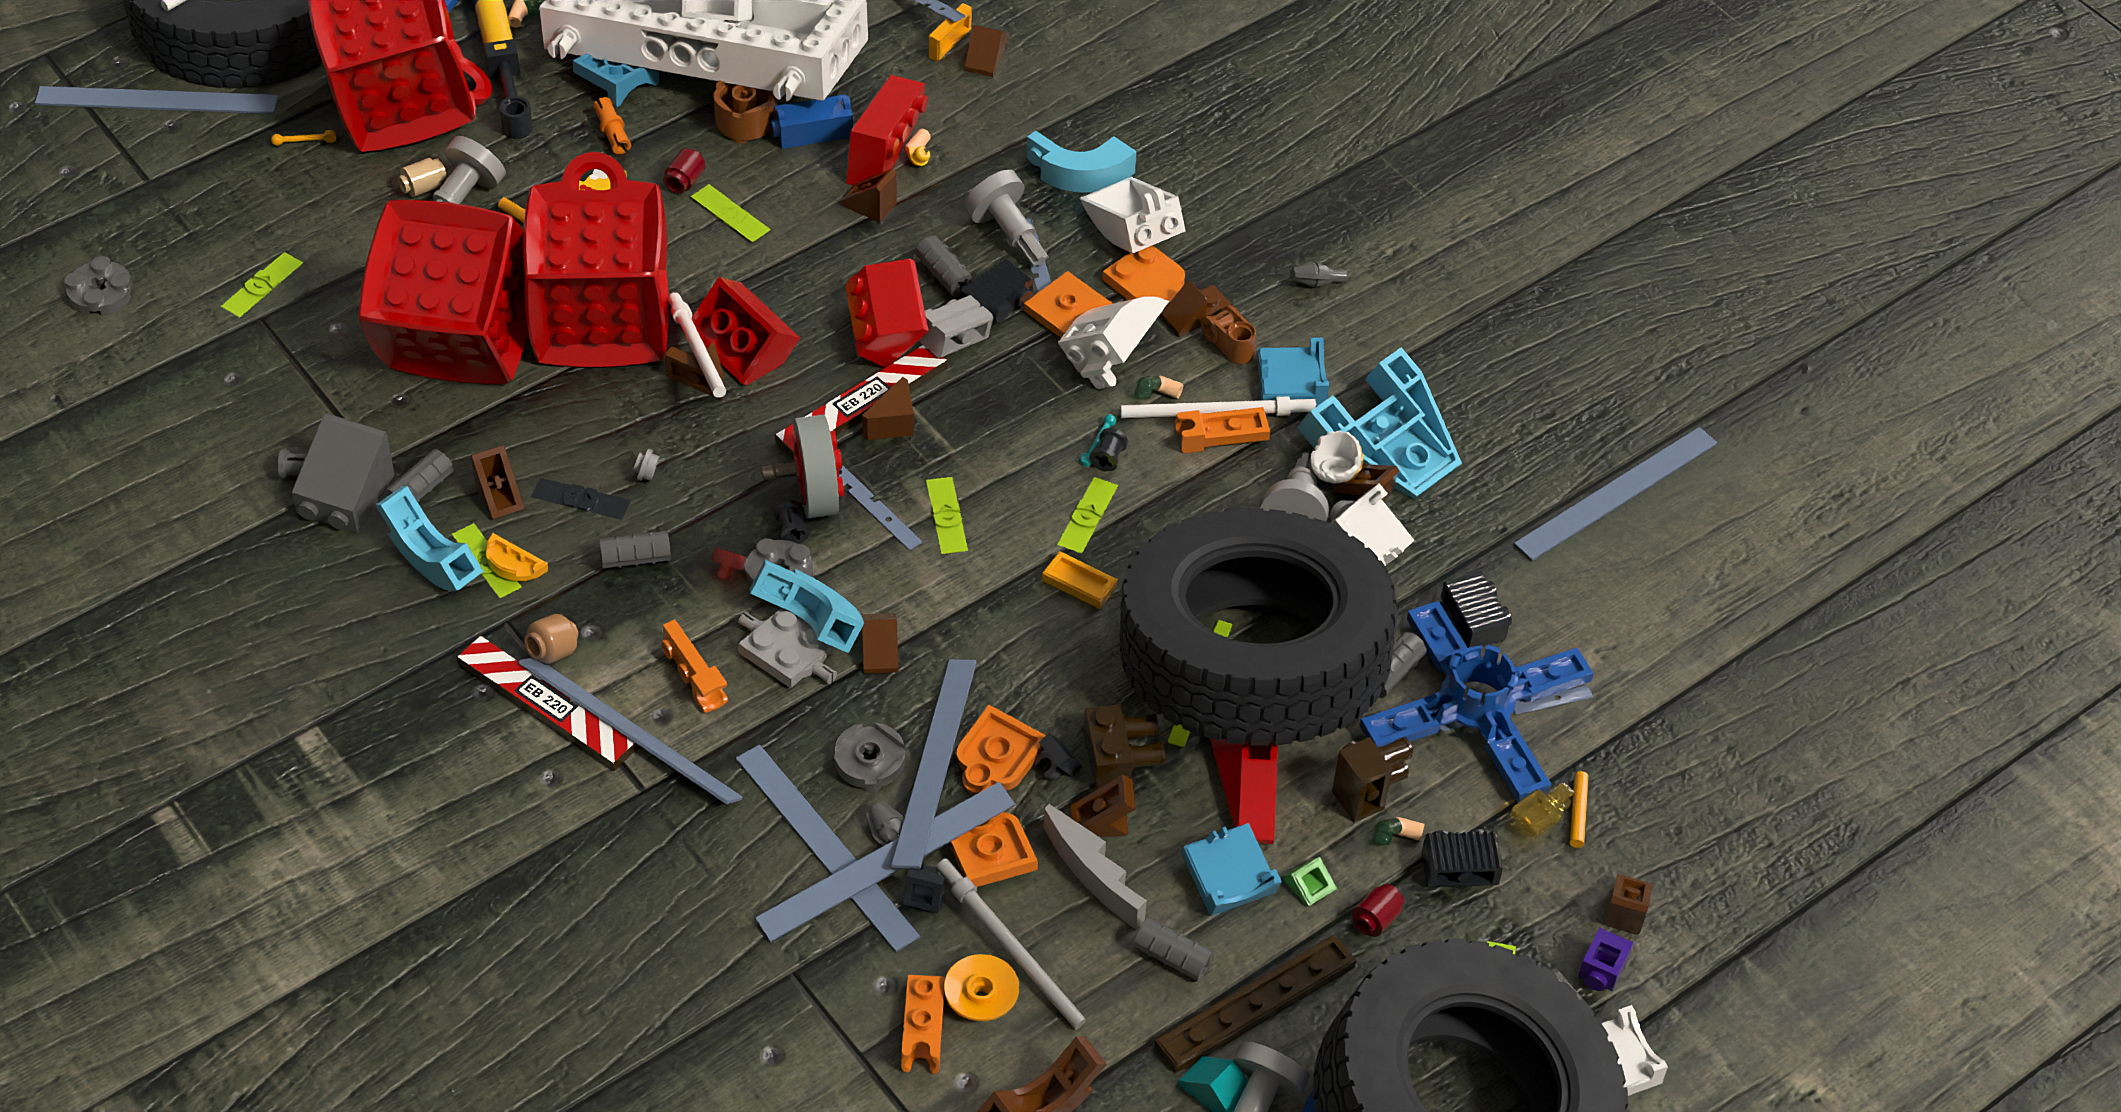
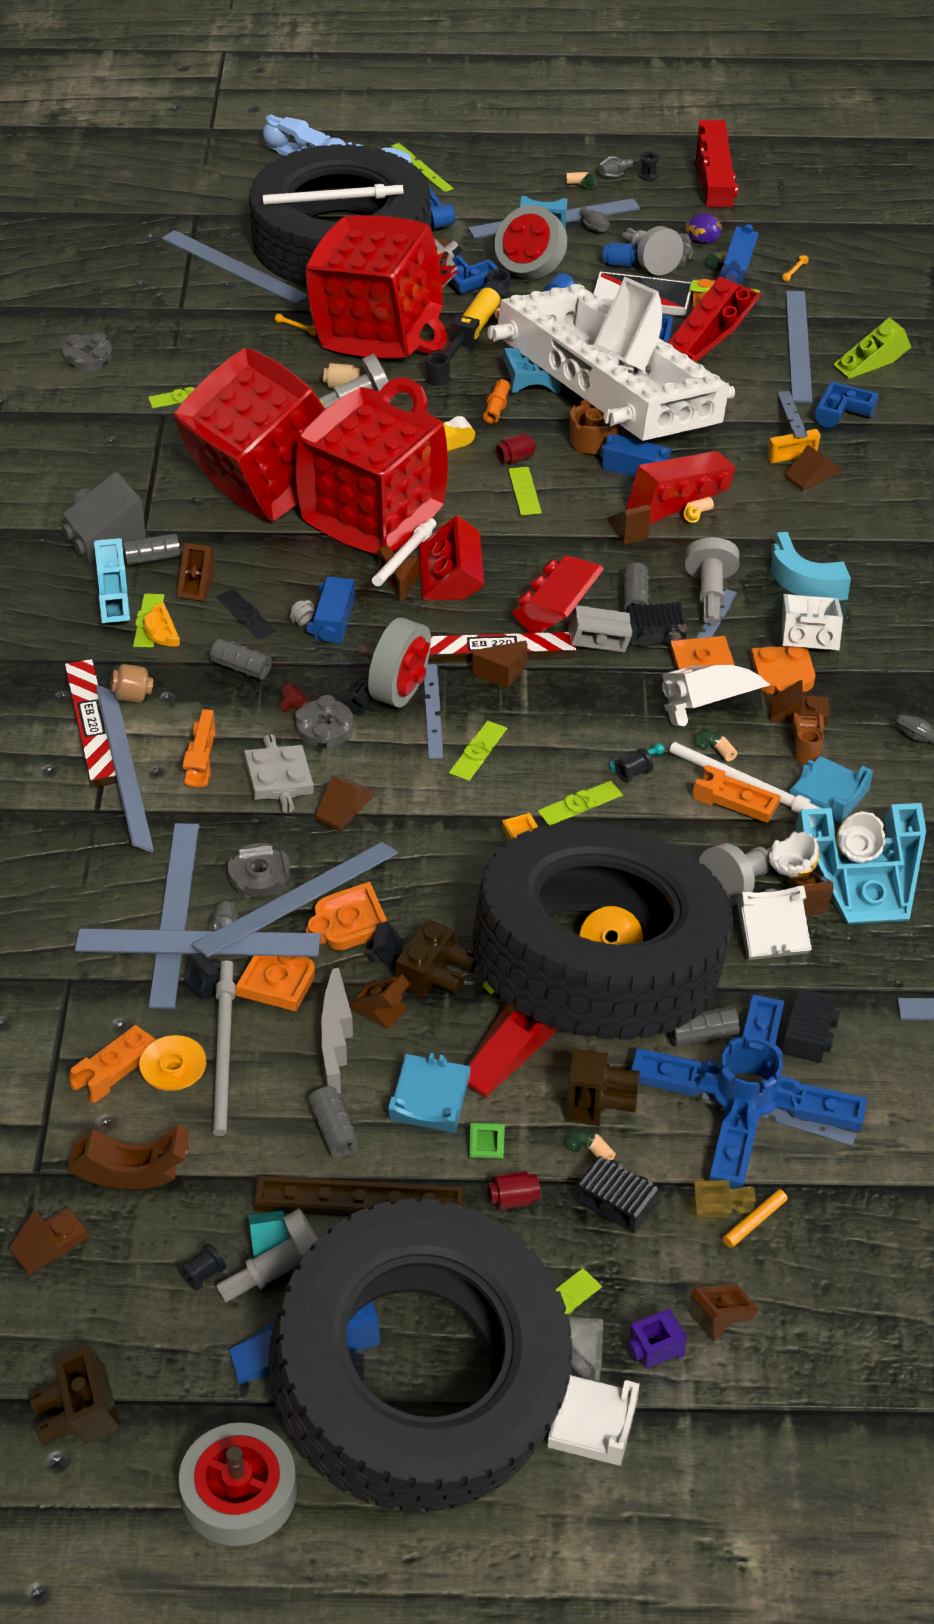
camera: 40 degrees right, 5 degrees down
(675, 445) = (333, 610): none -> blue brick
(824, 609) = (316, 744): medium azure arch -> none
(1240, 612) = (612, 919): none -> light orange dish
(1378, 409) = (861, 837): none -> white hair

